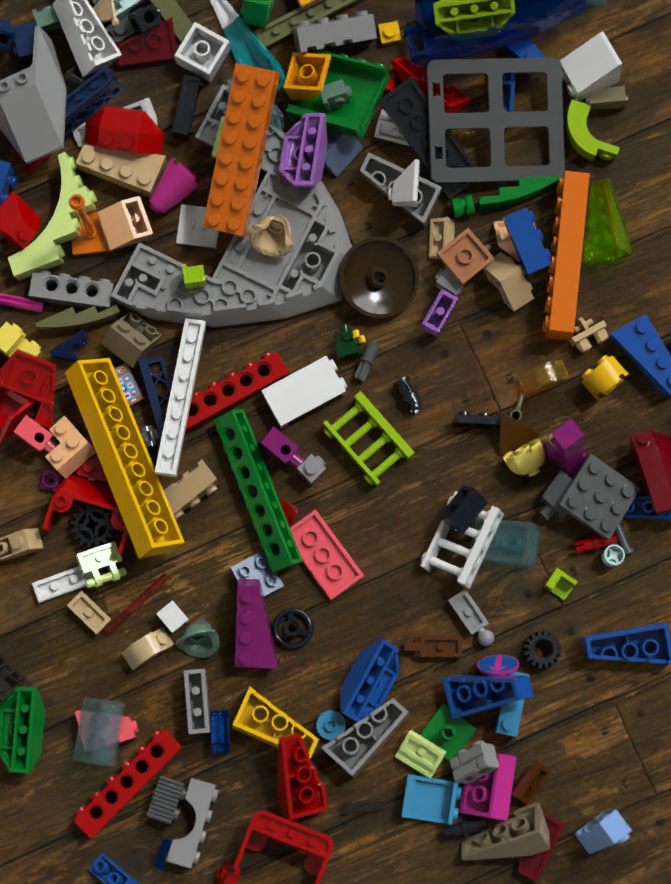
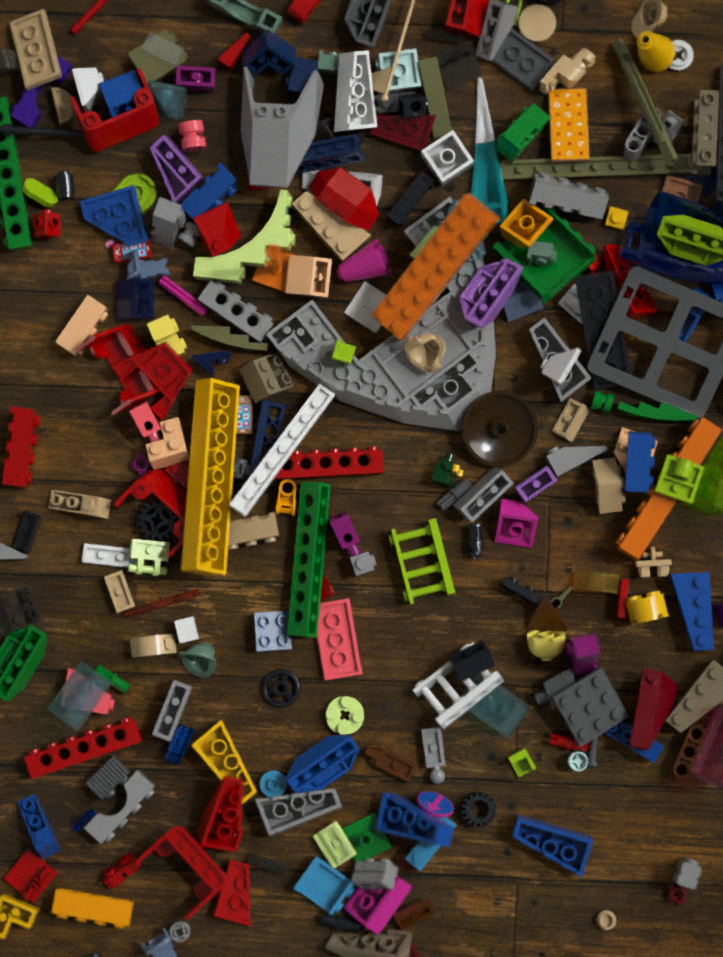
camera: 25 degrees right, 5 degrees up
(131, 702) = (118, 683): none -> green axle
(208, 444) = (286, 499): none -> light orange piece
(253, 630) = (247, 674): magenta wedge -> none
(304, 391) = (389, 494): white panel -> none
(347, 856) = (234, 897): none -> red wing
(363, 612) = (347, 704): none -> yellowish green plate
(394, 346) = (483, 494): none -> light grey brick
(439, 360) = (515, 524): none -> dark pink slope
(465, 256) = (581, 447): nougat plate -> none
(573, 237) = (679, 479): none -> lime plate
(576, 381) = (622, 598): none -> red tile

